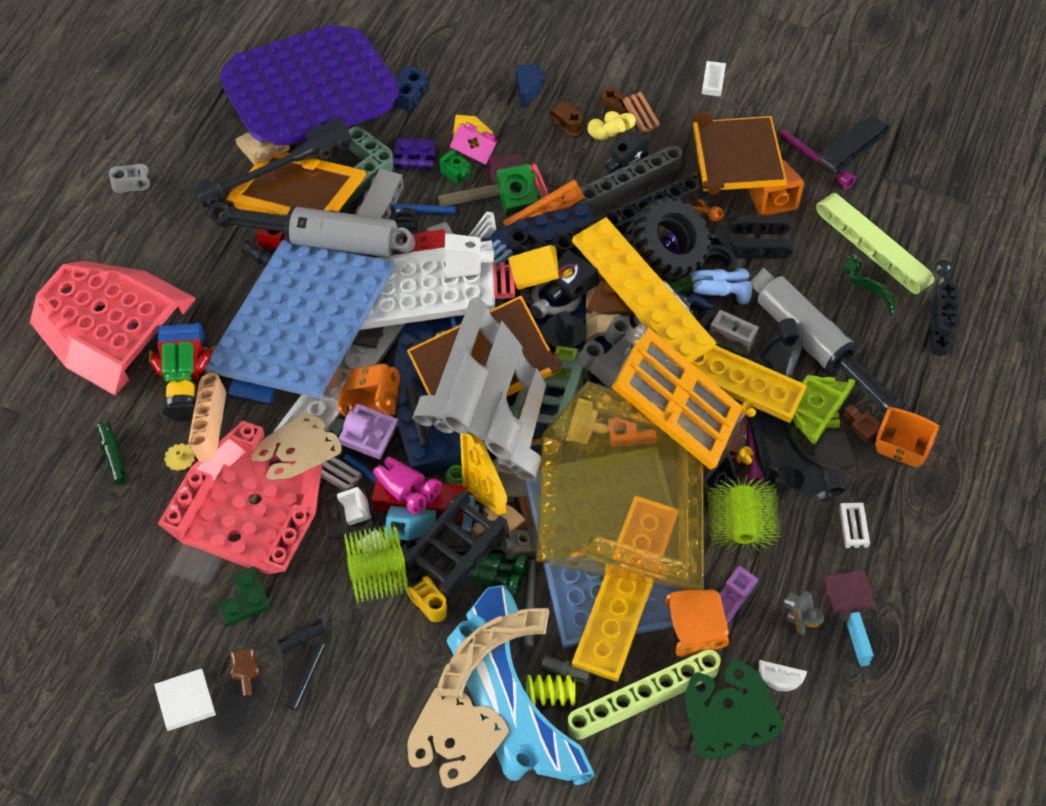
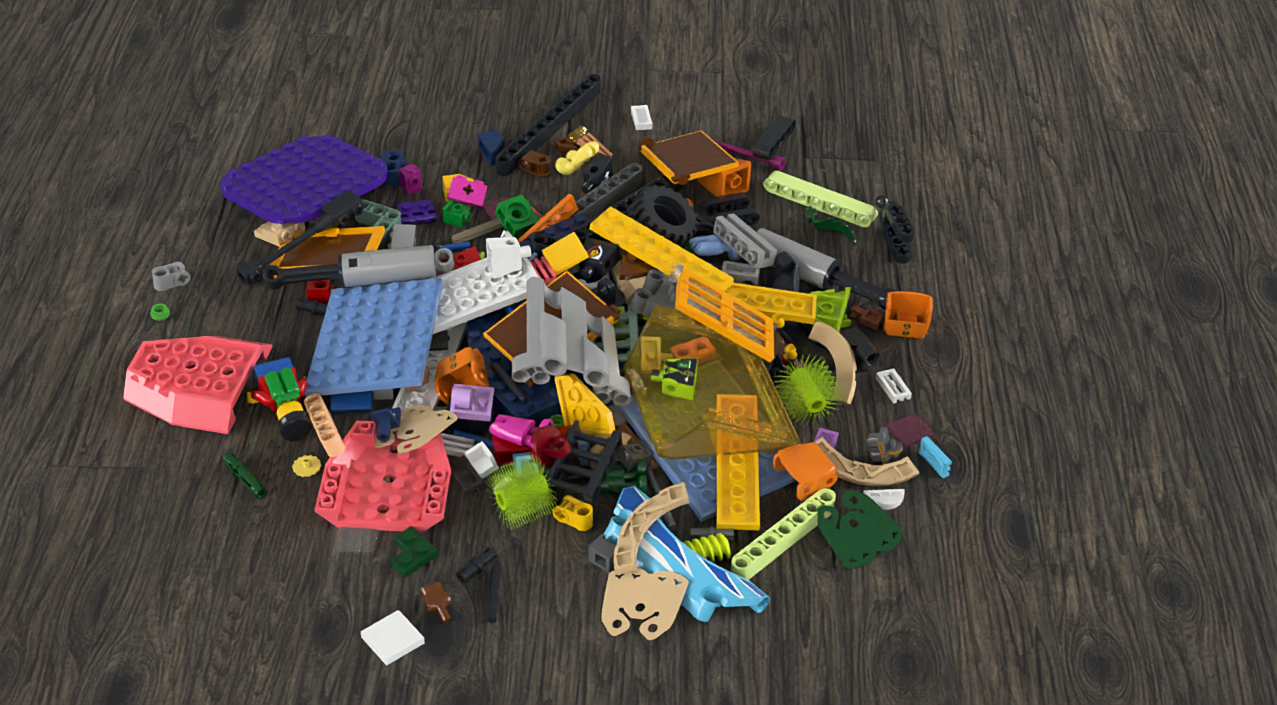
camera: 20 degrees left, 15 degrees down
(103, 222) = (159, 312): none -> bright green plate
(270, 430) = (385, 421): none -> dark blue bracket
(422, 512) = (548, 446): none -> dark red tile
(423, 108) = (410, 178): none -> magenta brick
(436, 658) = (602, 553): none -> dark grey brick
(596, 465) = (677, 377): none -> torso
(603, 66) = (548, 124): none -> black beam
(630, 88) = (578, 133): none -> clear yellow tile
(752, 291) = (745, 241): none -> light grey brick
(767, 637) = (868, 474): none -> tan tile
(804, 478) = (843, 359): none -> tan tile

